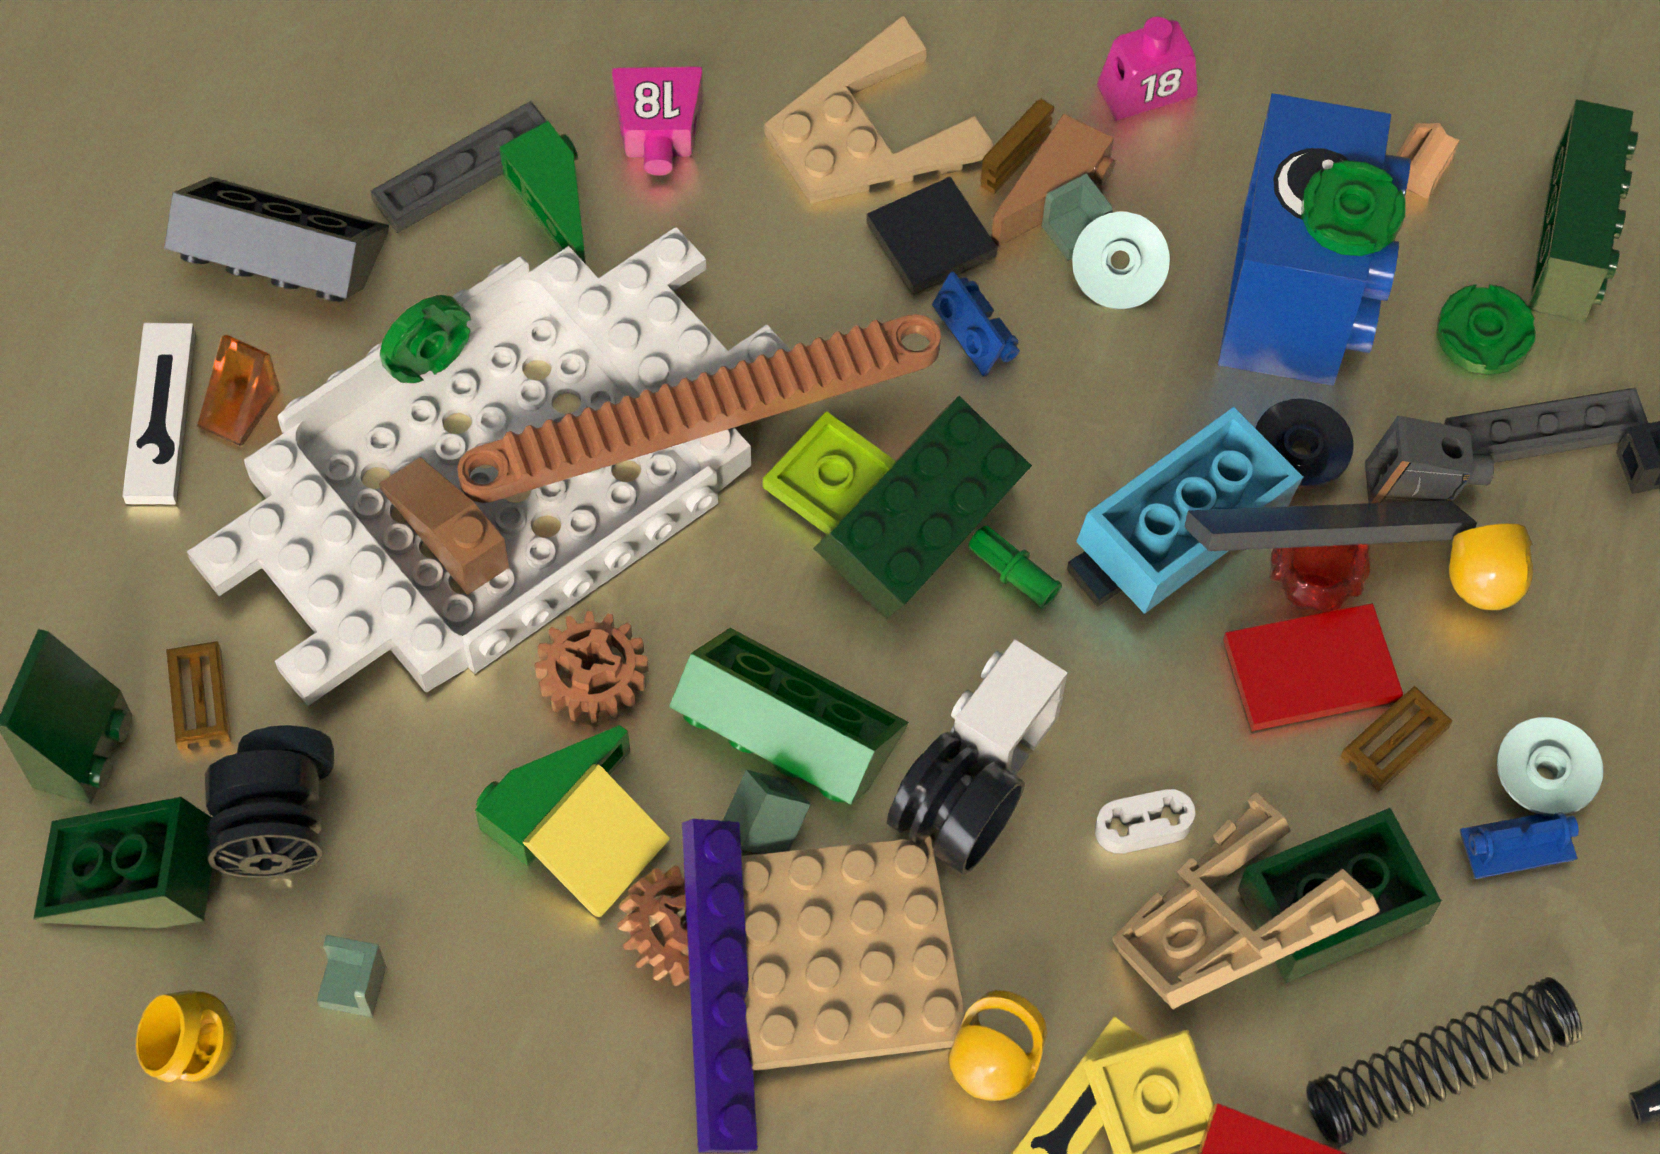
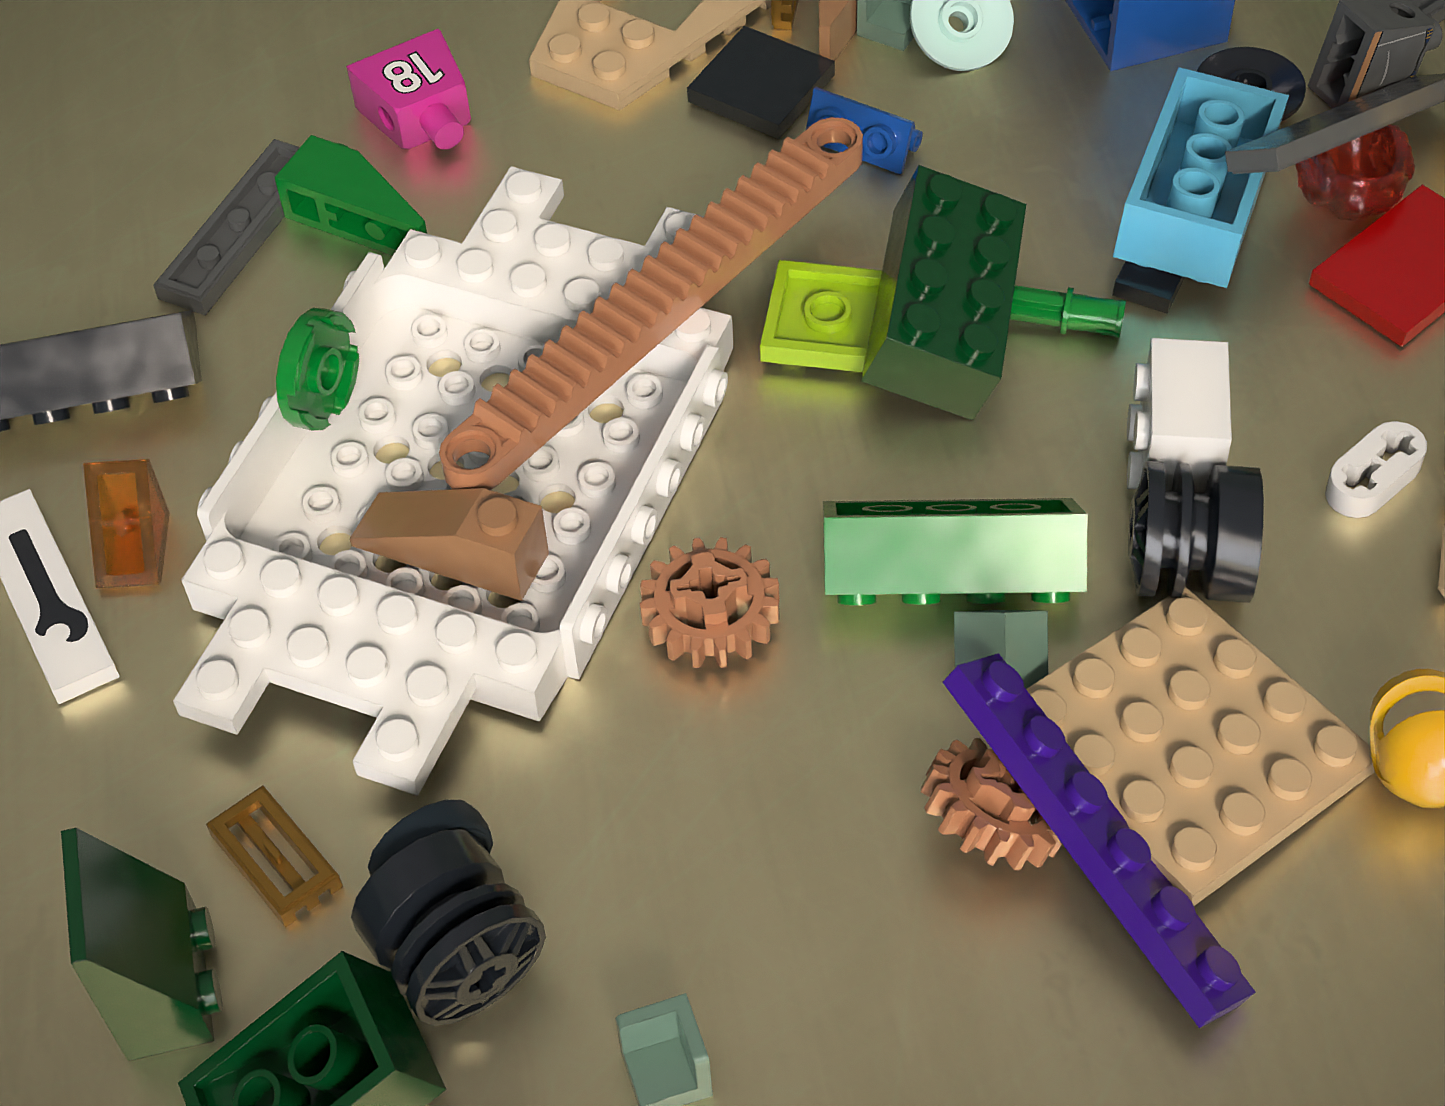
camera: 25 degrees left, 10 degrees down
(528, 793) = (748, 750): green slope -> none
(596, 840) = (845, 764): light yellow tile -> none

